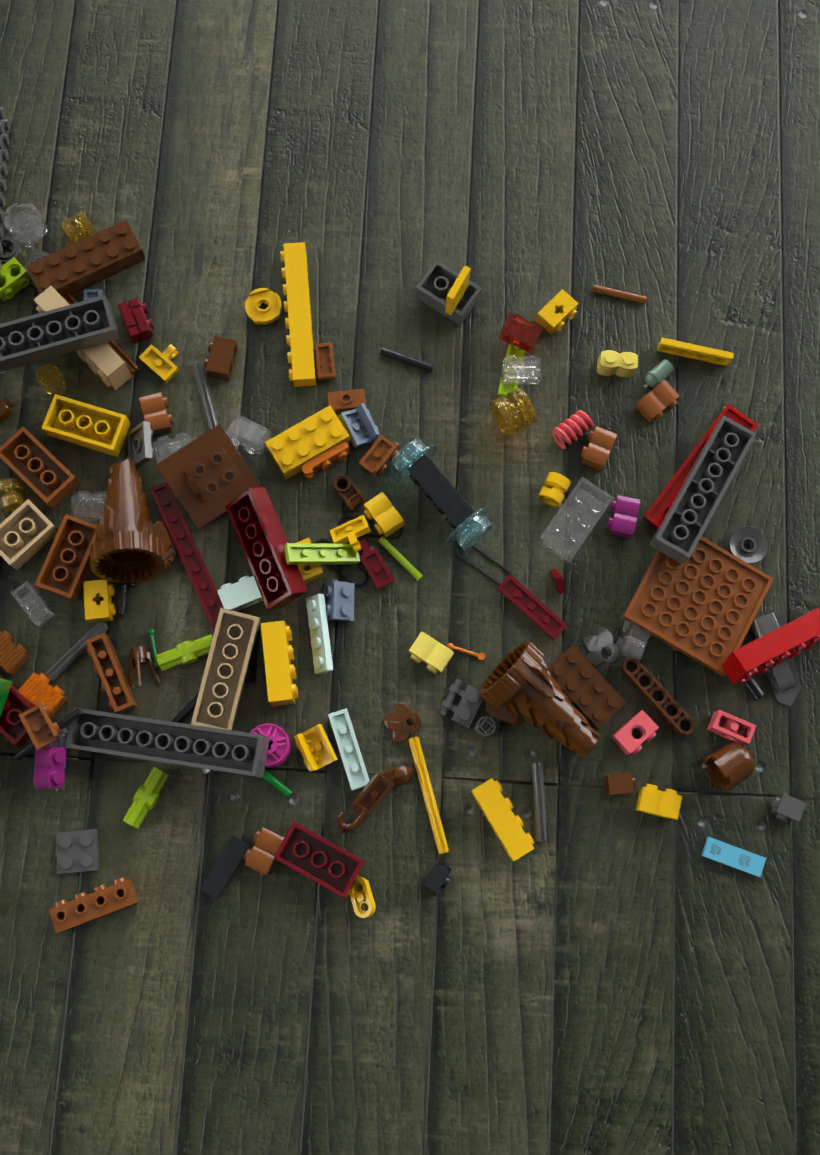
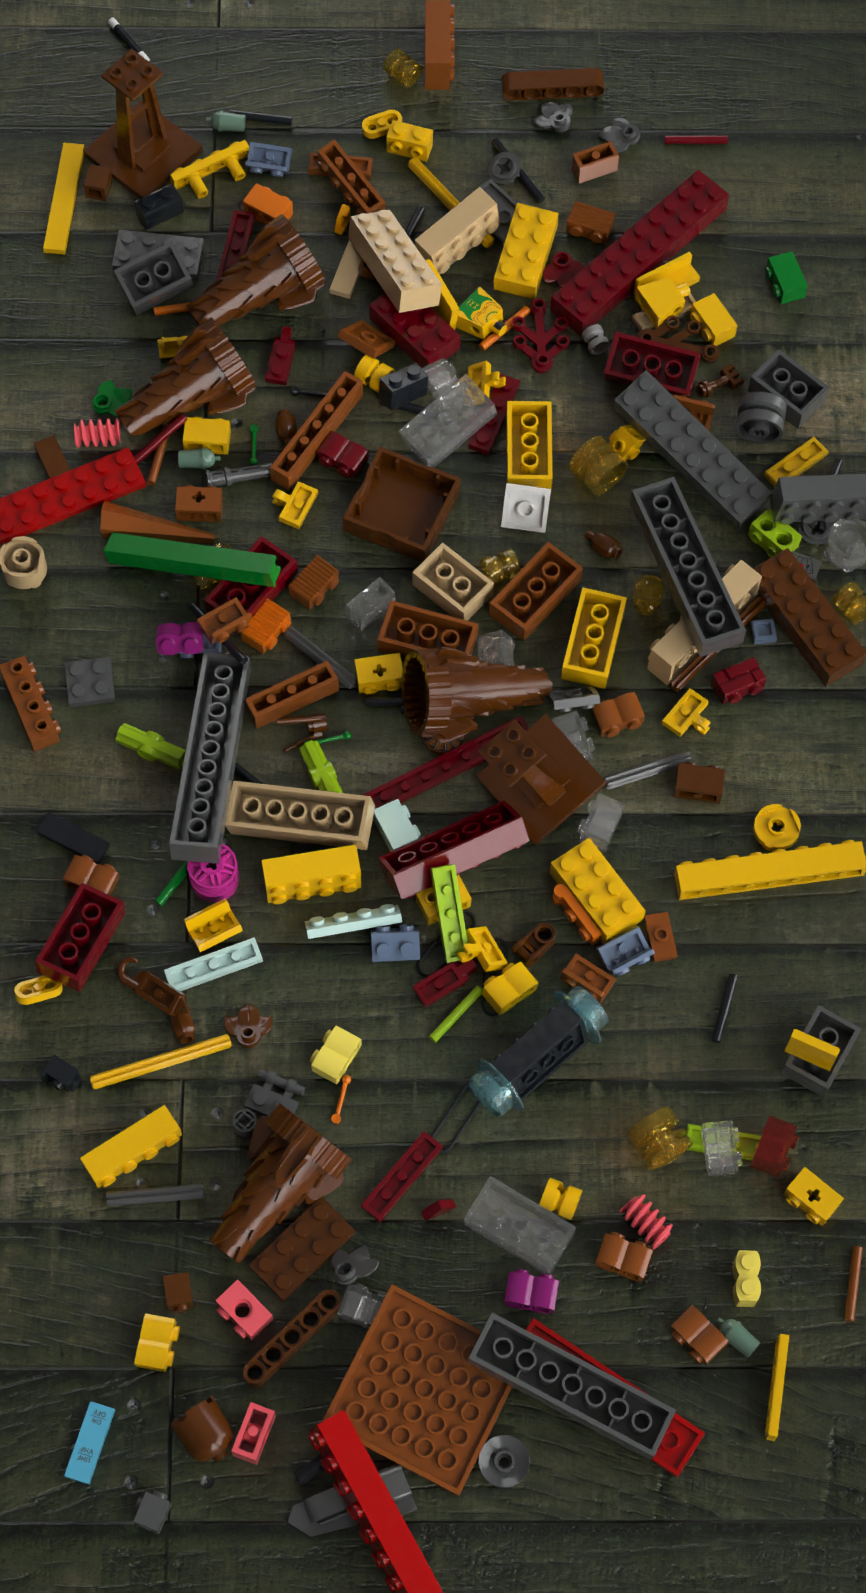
camera: 90 degrees right, 10 degrees down
(325, 361) = (709, 906): dark orange plate -> none

